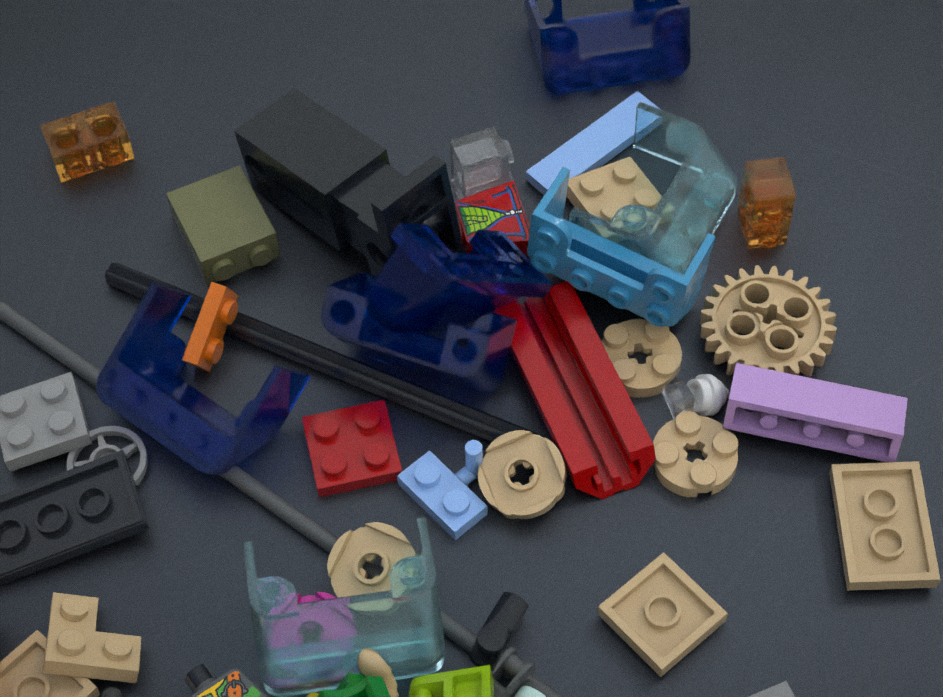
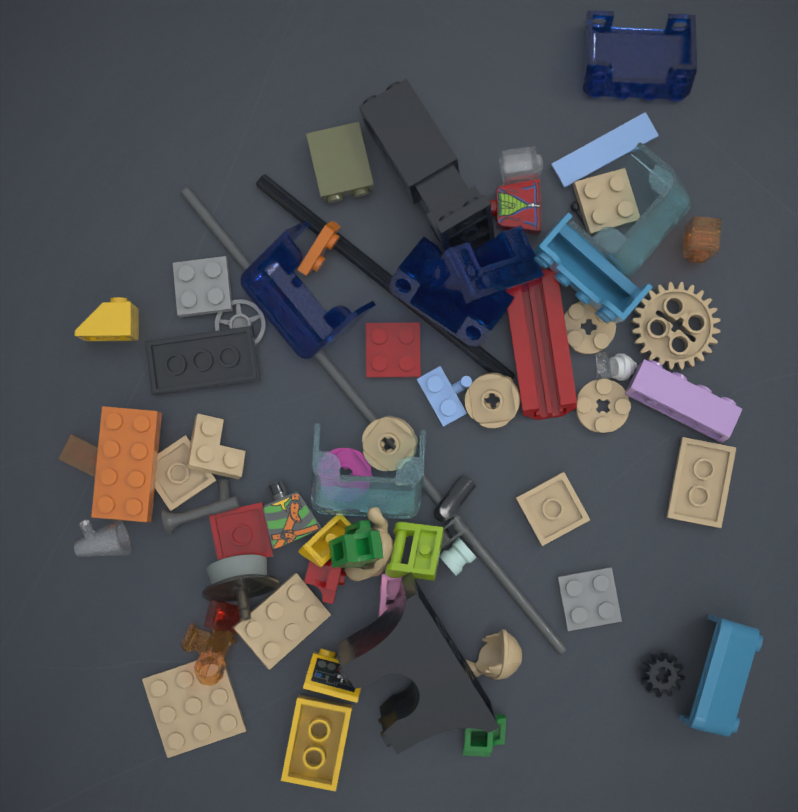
camera: 10 degrees right, 30 degrees up
(87, 141) = (257, 60): clear orange brick -> none

